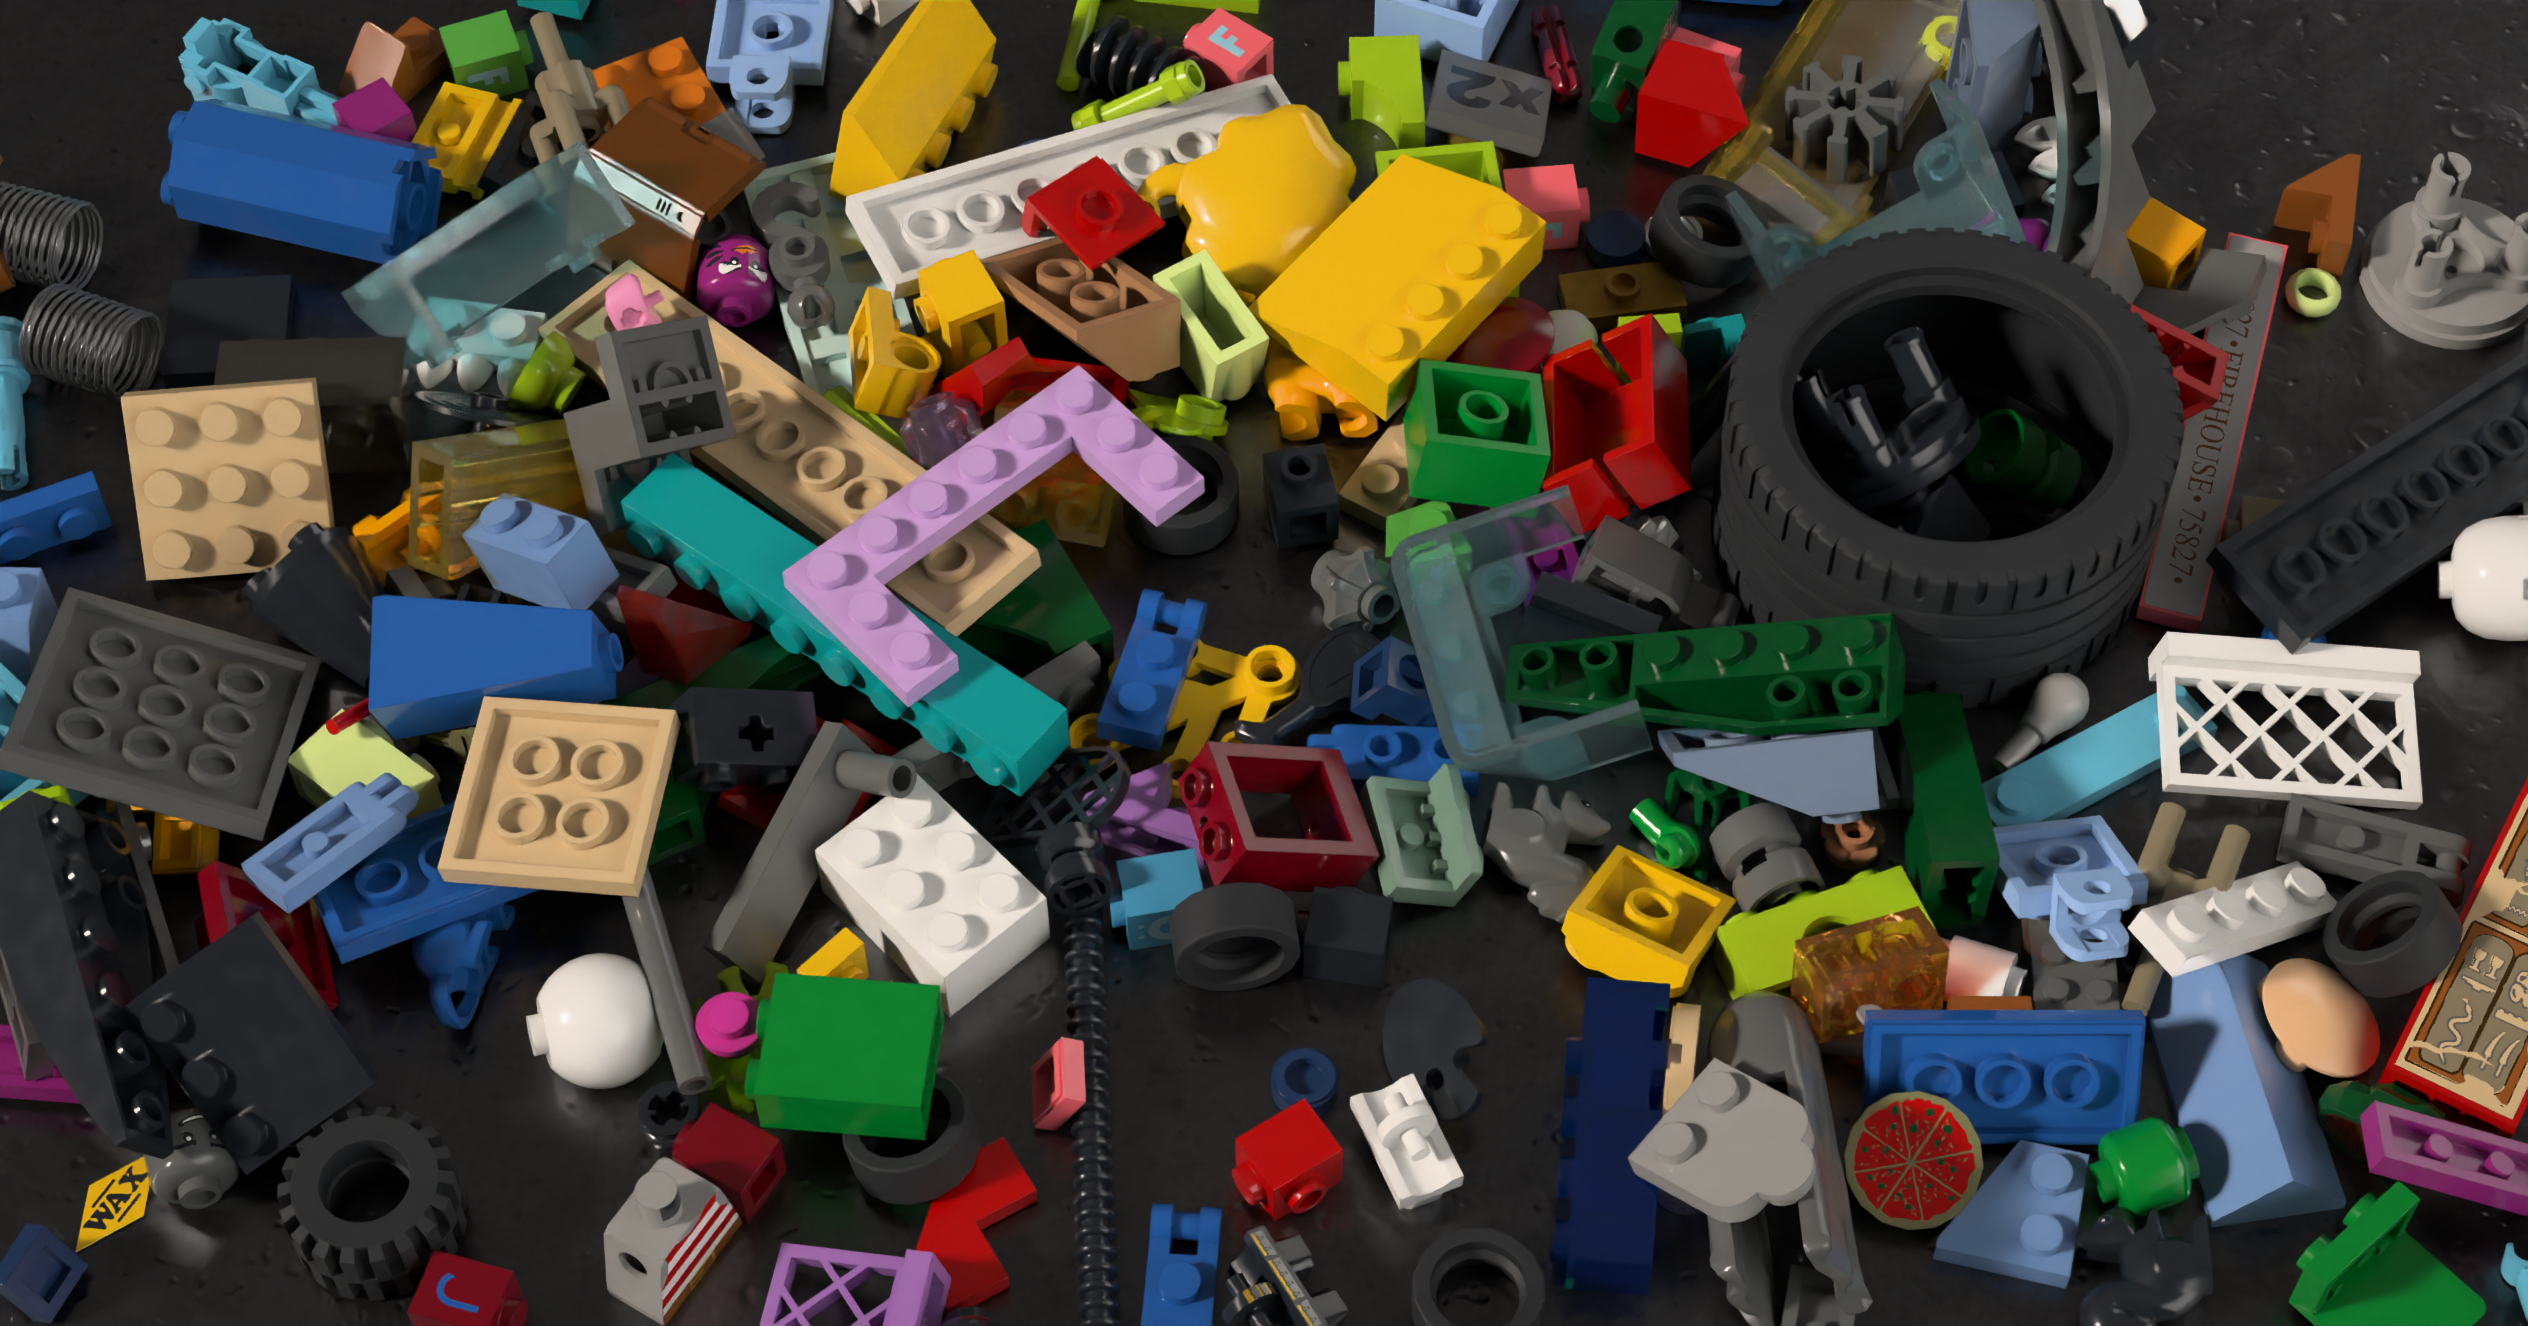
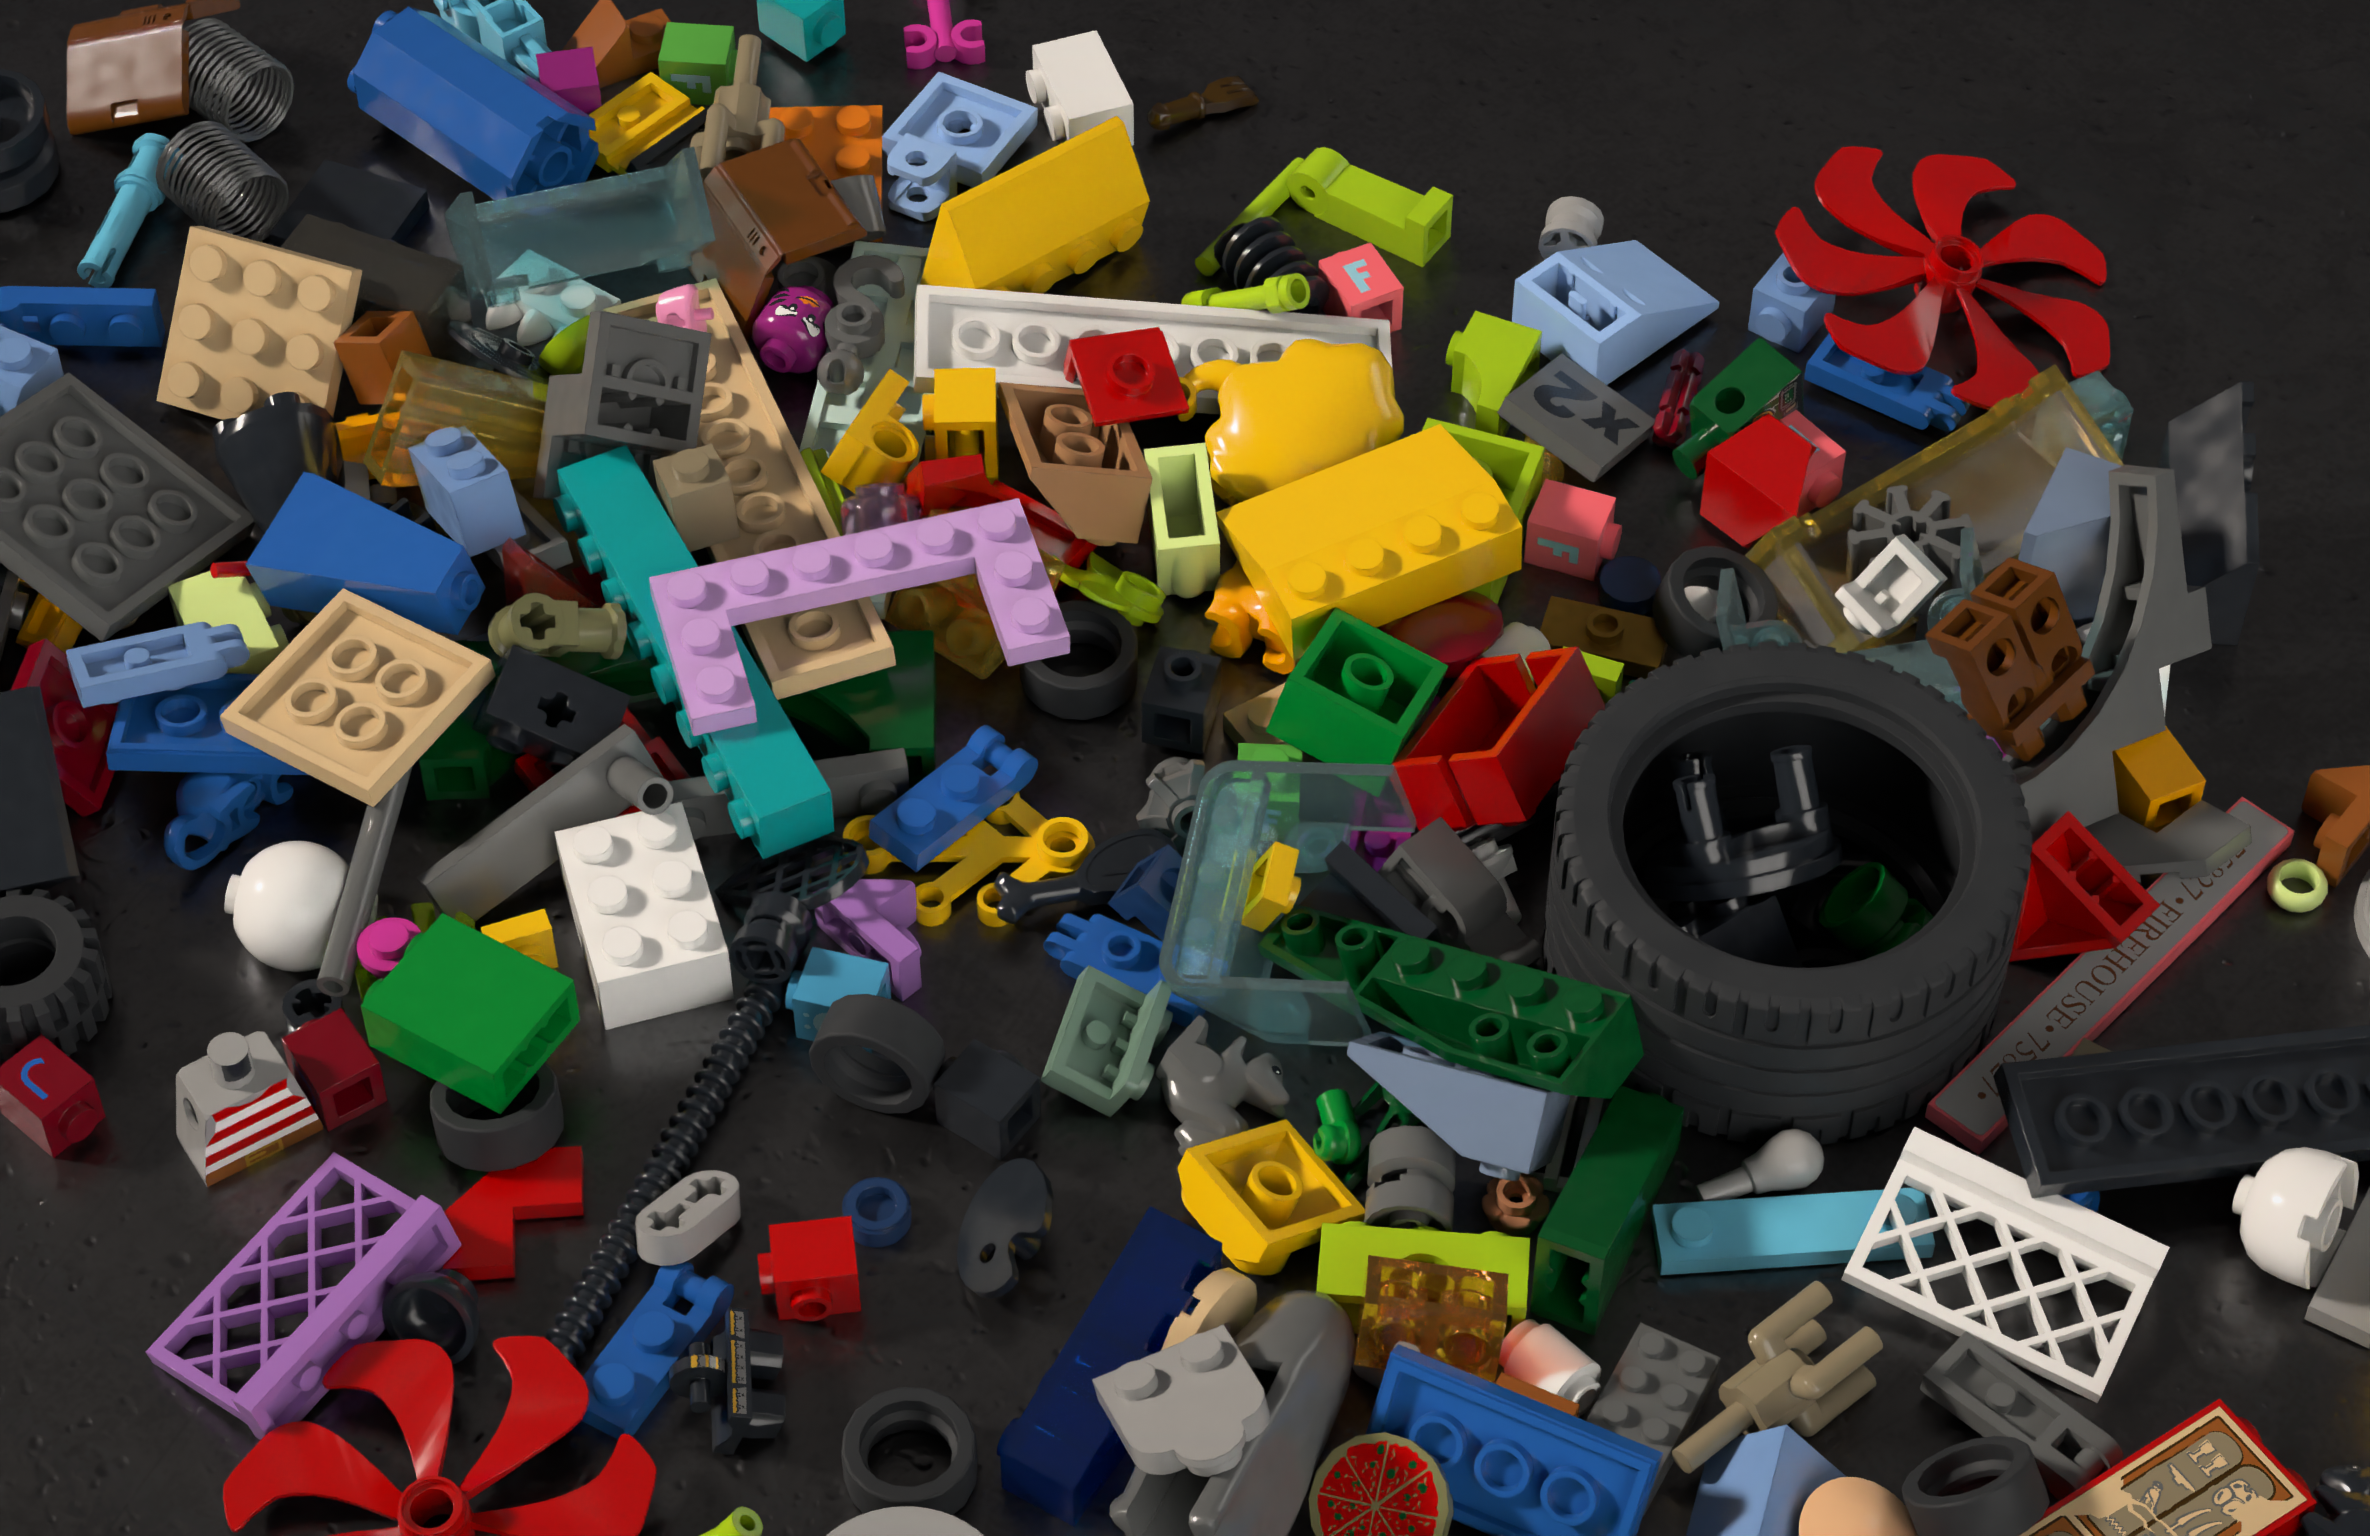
camera: 25 degrees right, 5 degrees down
(369, 453) = (373, 349): none -> dark orange brick
(711, 654) = (558, 627): none -> olive connector
(771, 473) = (697, 496): none -> dark tan brick
(1058, 1084) = (652, 1119): coral tile -> none
(1135, 1161) = (688, 1217): none -> light grey beam
(1336, 832) = (963, 1009): dark red window -> none
(1407, 1143) = (924, 1297): white hips -> none
(1500, 634) = (1272, 887): none -> yellow plate
(1865, 158) = (1890, 588): none -> white bracket
(2032, 172) = (2015, 656): none -> reddish brown hips
(2075, 878) = (1682, 1317): light blue plate -> none
(2229, 923) = (1829, 1419): white plate -> none

